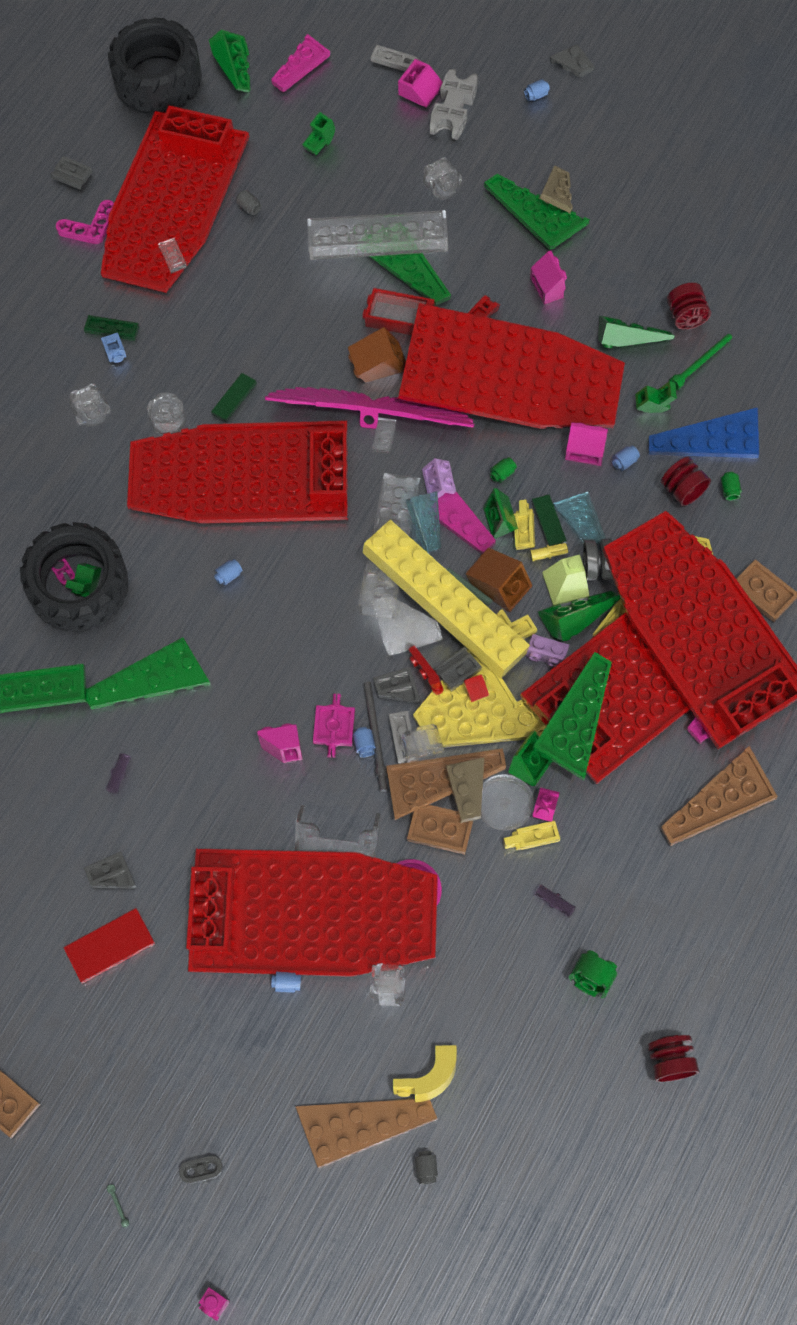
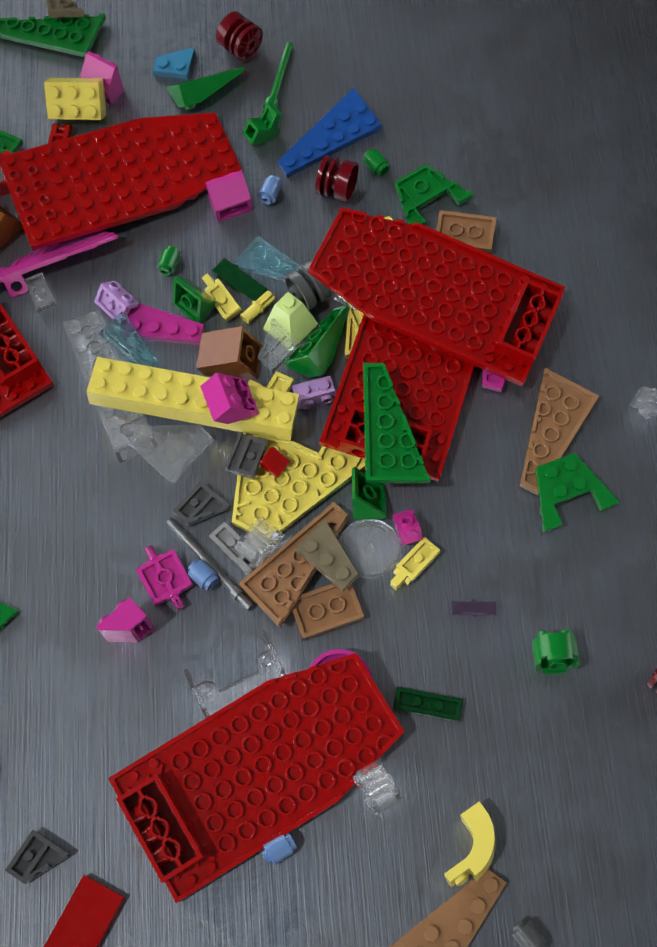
camera: 30 degrees left, 0 degrees up
(426, 670) = (217, 474): red plate -> none
(469, 616) = (228, 398): none -> dark pink slope
(469, 950) = (428, 704): none -> dark green tile
(515, 285) = (75, 98): none -> light yellow brick
(541, 595) = (277, 346): none -> clear wing
(620, 299) = (174, 64): none -> dark azure wing
(698, 847) = (565, 480): none -> green wing
(755, 531) = (424, 187): none -> green wing

